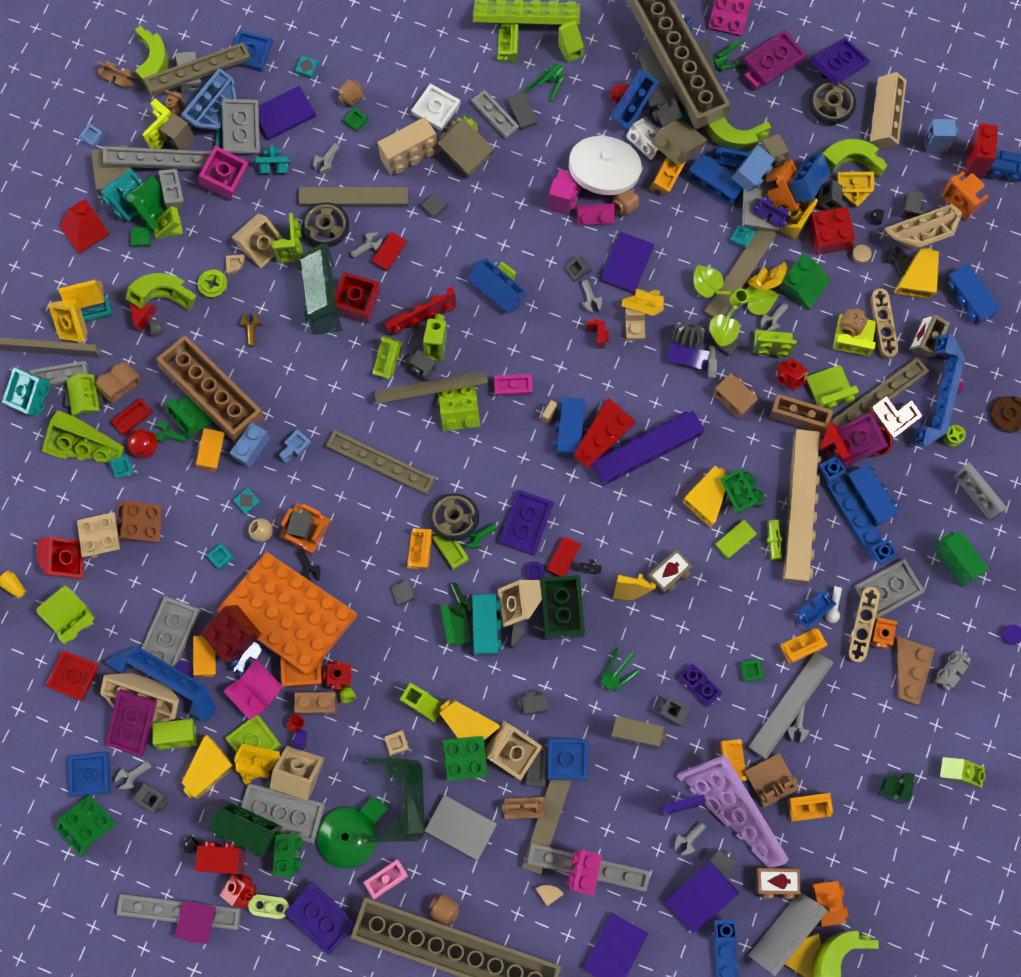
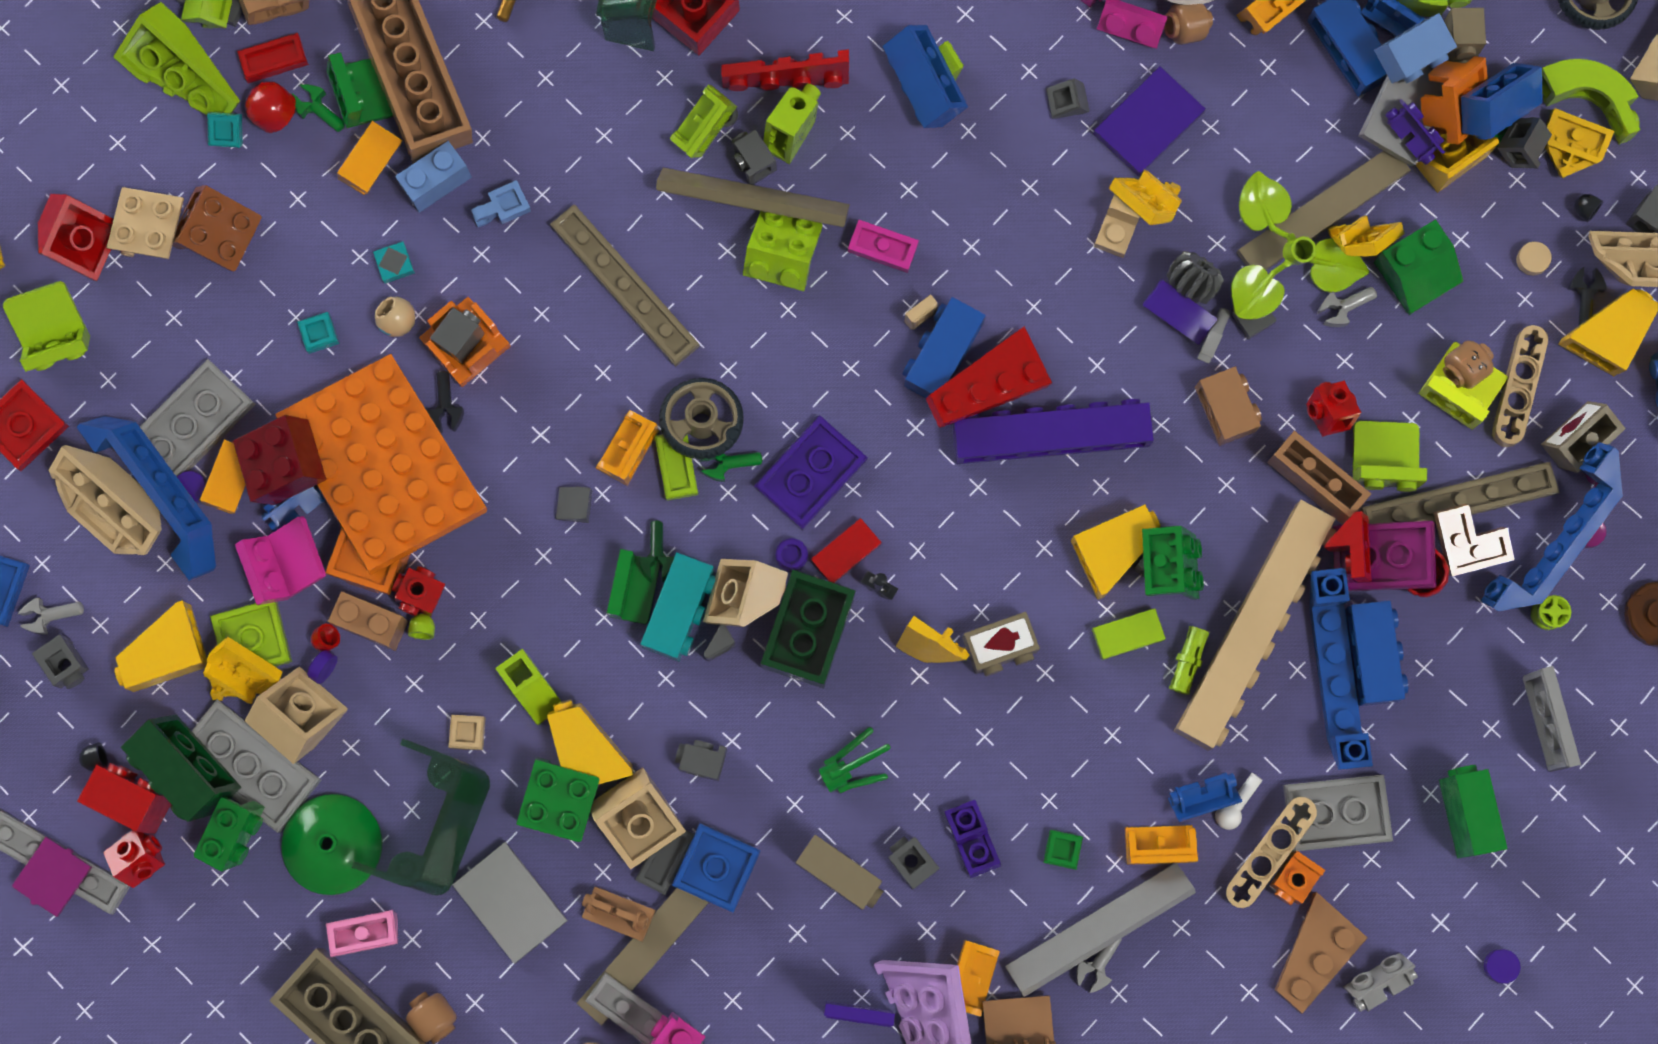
camera: 20 degrees right, 5 degrees up
(131, 722) = (77, 534): magenta tile -> none
(174, 734) = (136, 579): lime hinge -> none
(269, 906) = (172, 901): yellowish green plate -> none
(320, 918) = (240, 949): dark purple tile -> none
(373, 810) = (388, 821): green tile -> none
(590, 298) = (1066, 155): light grey bar -> none
(602, 335) = (1057, 223): red bracket -> none
(742, 236) = (1353, 152): teal tile -> none
(773, 343) = (1326, 346): lime bracket -> none
(831, 230) = (1501, 201): red brick -> none

